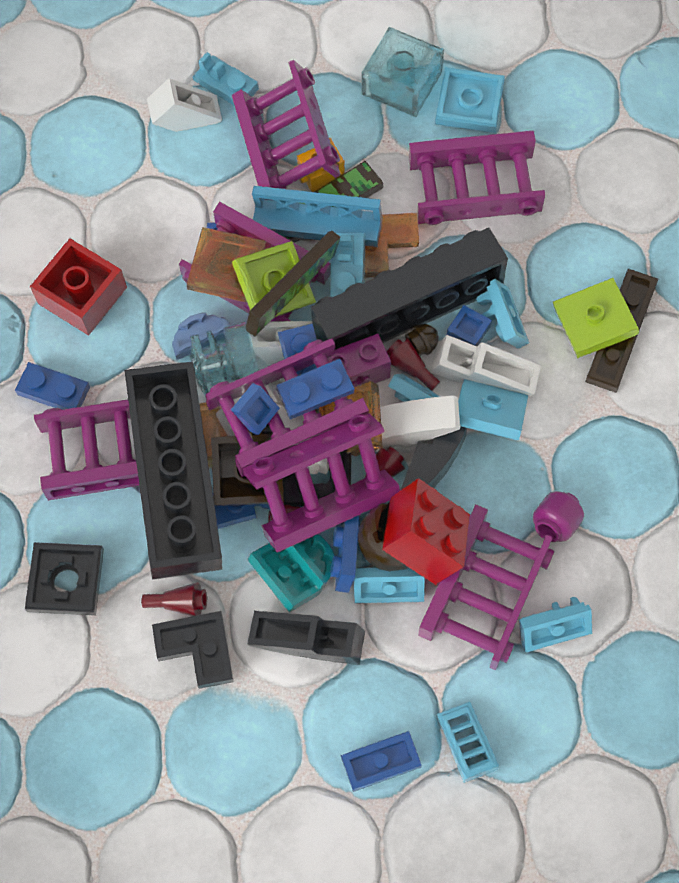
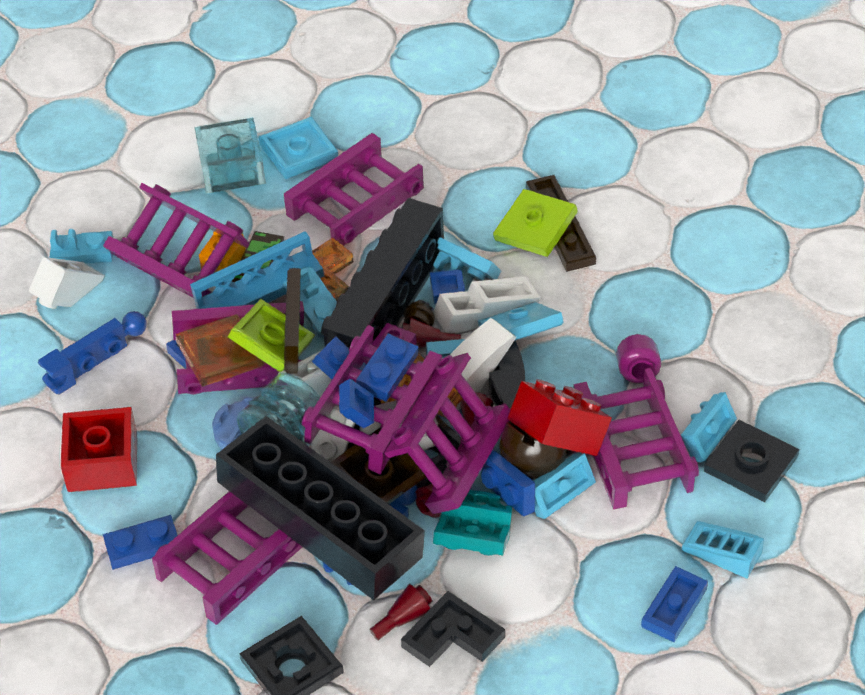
camera: 40 degrees left, 20 degrees down
(143, 188) = (89, 351): none -> blue plate
(307, 636) = (532, 563): black slope -> none
(559, 705) = (753, 478): none -> black piece

